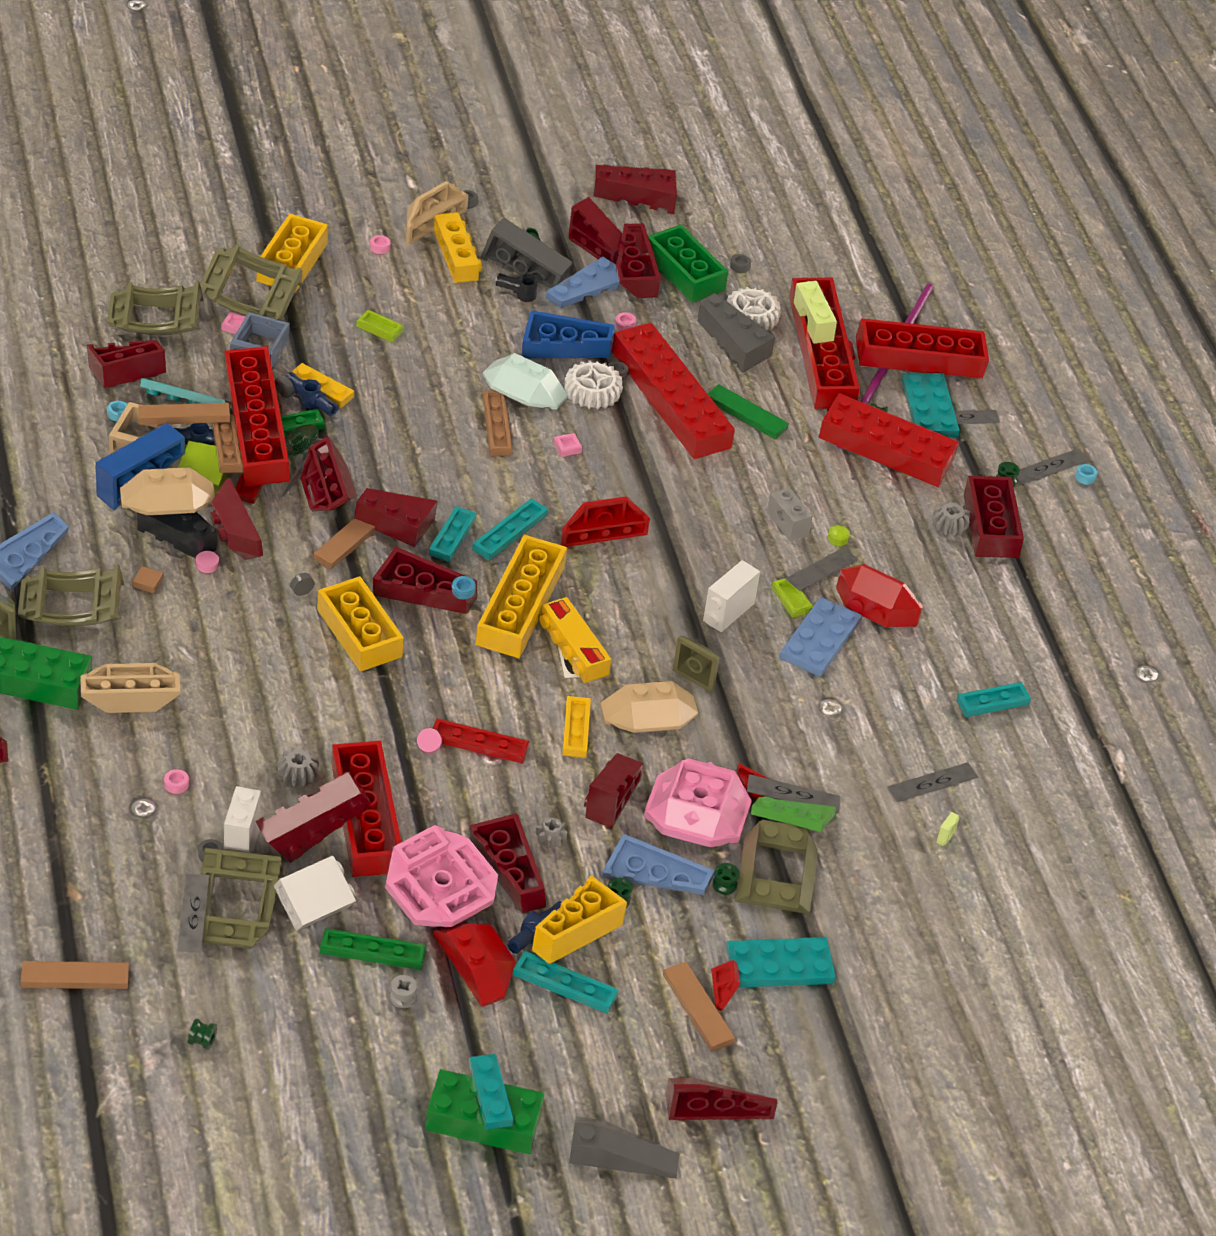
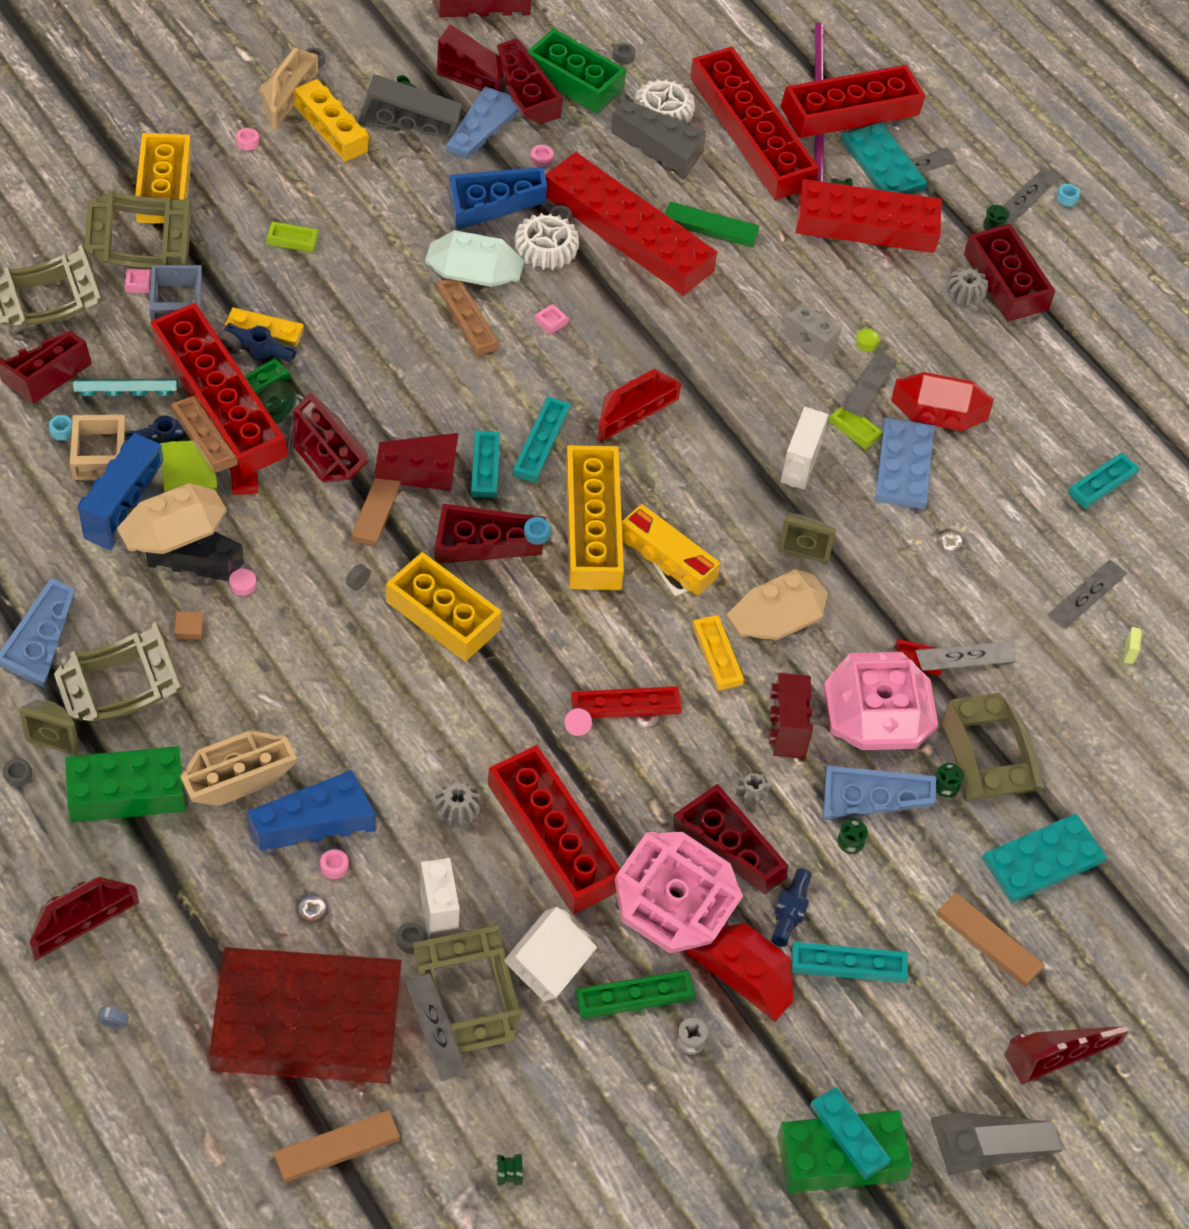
camera: 20 degrees left, 10 degrees up
(96, 875) = (306, 1015): none -> clear red brick
(175, 738) = (313, 813): none -> blue wedge
(184, 413) = (142, 412): medium nougat tile -> none
(235, 523) = (260, 530): dark red wedge -> none
(314, 817) = (514, 864): dark red wedge -> none
(524, 285) = (422, 146): black pin -> none
(579, 921) = (837, 882): yellow wedge -> none
(725, 983) = (1005, 903): red tile -> none
(794, 813) = (985, 678): bright green wing -> none
(811, 302) = (750, 101): yellowish green arch -> none

